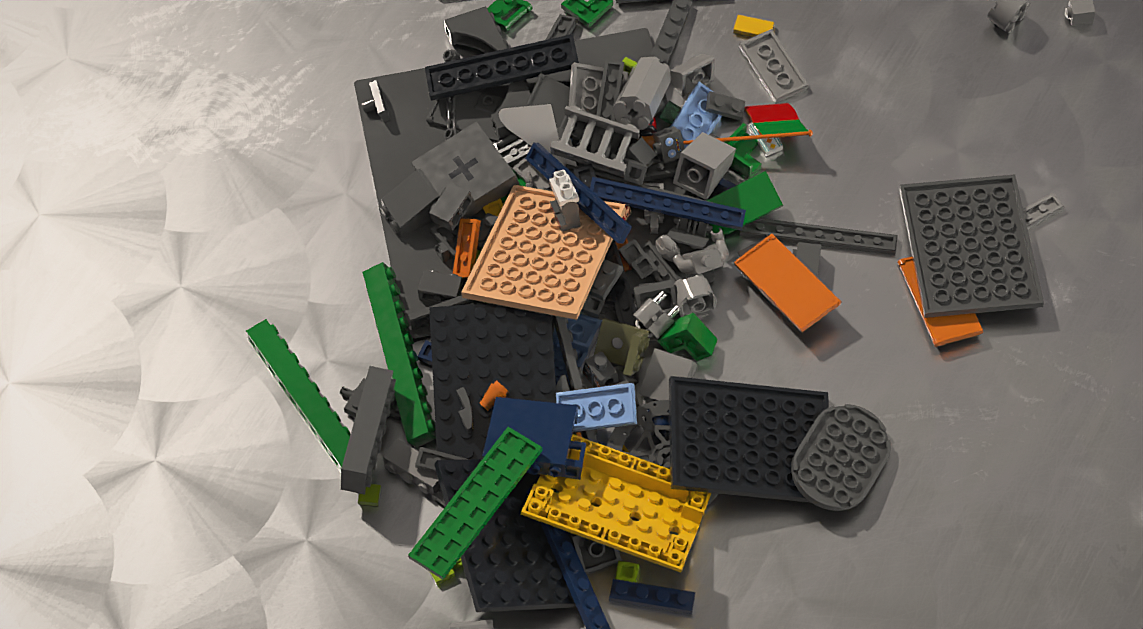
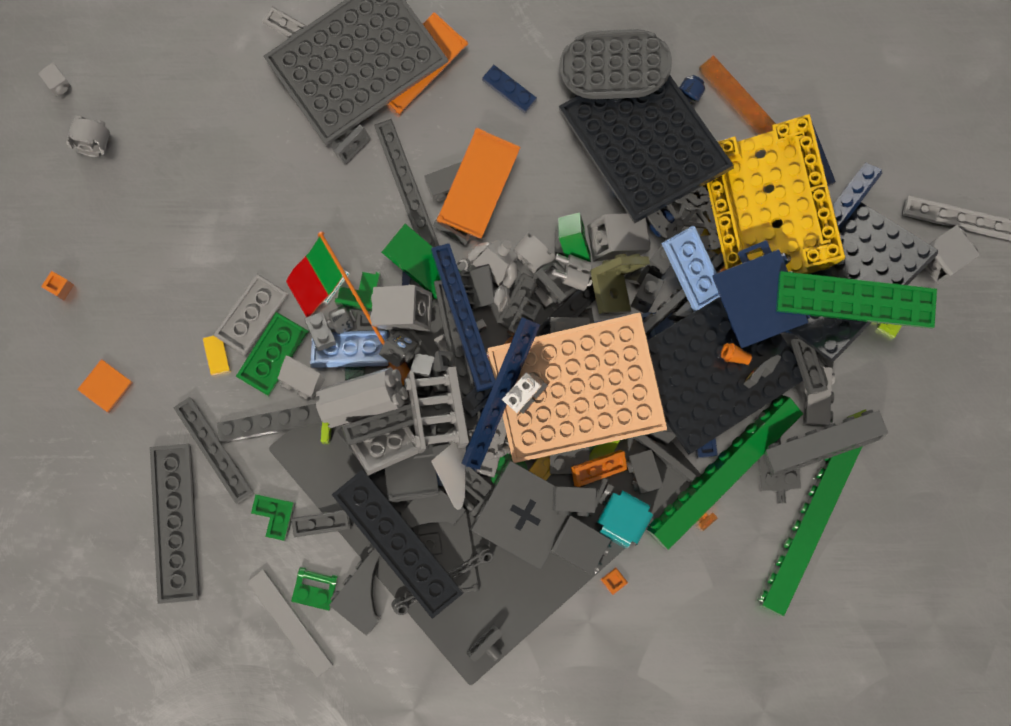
camera: 125 degrees left, 20 degrees up
(365, 227) = (614, 581): none -> orange tile
(367, 318) = (705, 521): none -> clear orange plate
(413, 243) = (624, 519): none -> teal piece
(725, 124) = (341, 319): none -> dark grey head
(731, 68) = (265, 361): none -> green tile
(741, 559) = (737, 96): none -> clear orange plate
(777, 514) = (692, 88): none -> dark blue head
(870, 363) = (509, 88): none -> dark blue plate
(887, 206) = (351, 145): none -> dark grey tile

